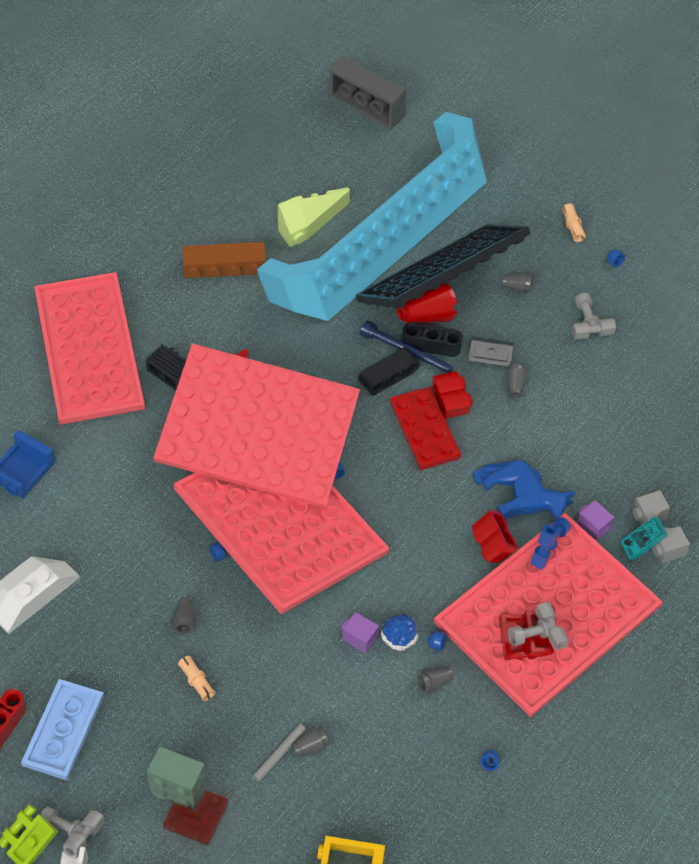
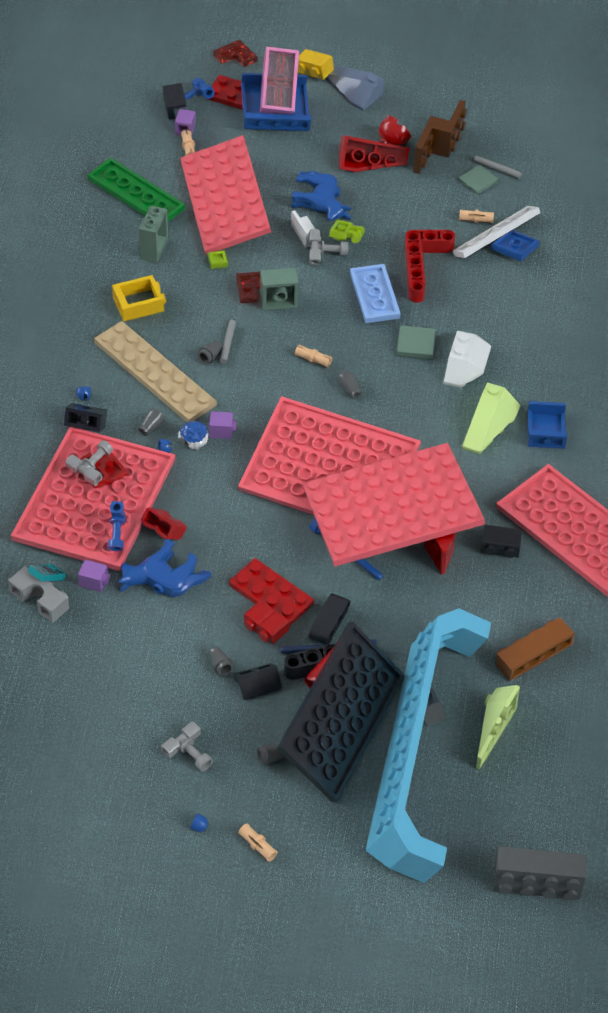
camera: 150 degrees right, 5 degrees down
(67, 506) = (492, 415): none -> yellowish green wedge
(68, 640) = (416, 342): none -> sand green tile
(391, 755) = (155, 372): none -> tan plate
(521, 714) = (85, 417): none -> black brick

